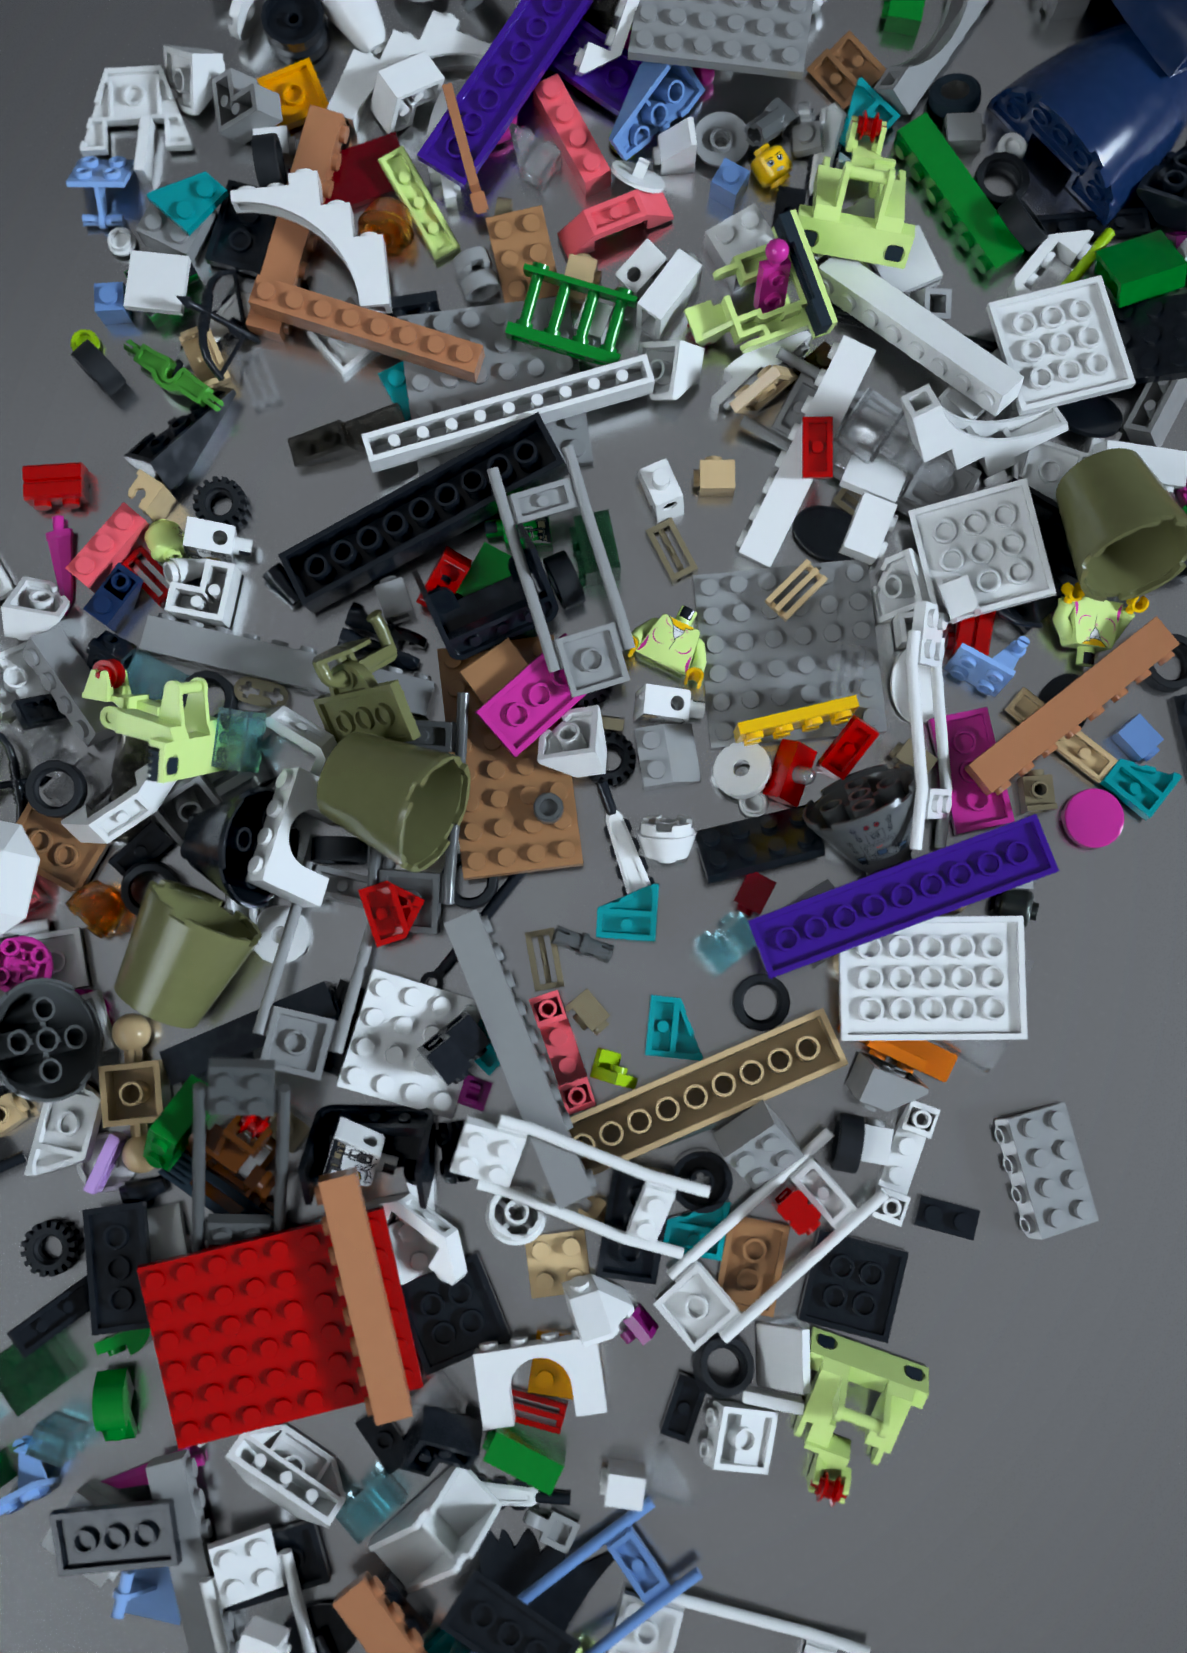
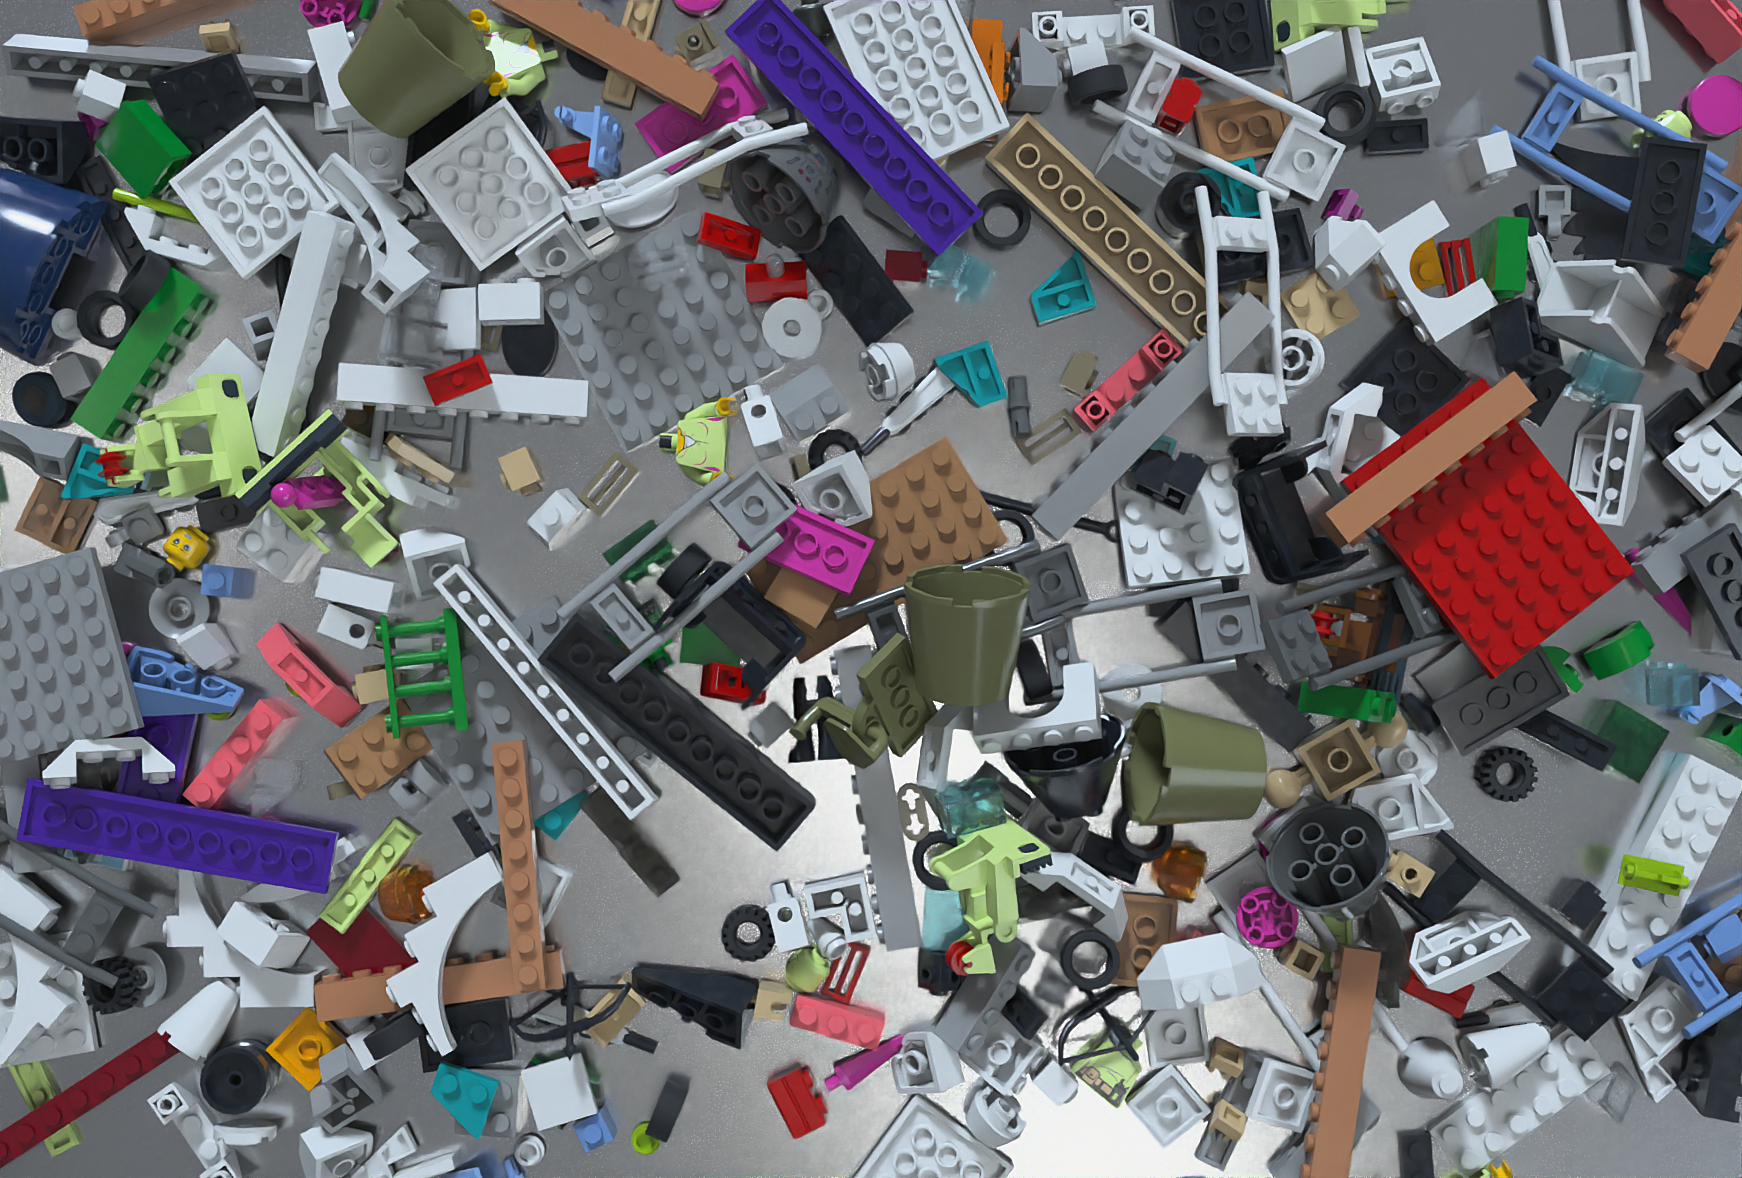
camera: 120 degrees left, 5 degrees up
(105, 1163) = (1410, 756): lavender tile -> none
(115, 598) = (882, 992): dark blue slope -> none
(181, 383) = (645, 1022): bright green piece -> none
(280, 584) = (801, 841): black cone -> none
(359, 1148) = (1298, 529): white torso -> none
(389, 911) = (1068, 595): red slope -> none
(475, 1092) = (1199, 444): magenta tile -> none
(477, 197) = (340, 818): nougat piece -> none
(548, 808) = (909, 489): dark grey tile -> none
(607, 1069) = (1127, 330): lime bracket -> none
(638, 175) = (252, 672): white piece -> none
(806, 718) = (723, 283): yellow plate -> none
(813, 573) = (575, 337): tan tile -> none
(959, 598) = (547, 186): white brick -> none
(1093, 417) = (311, 134): black piece -> none

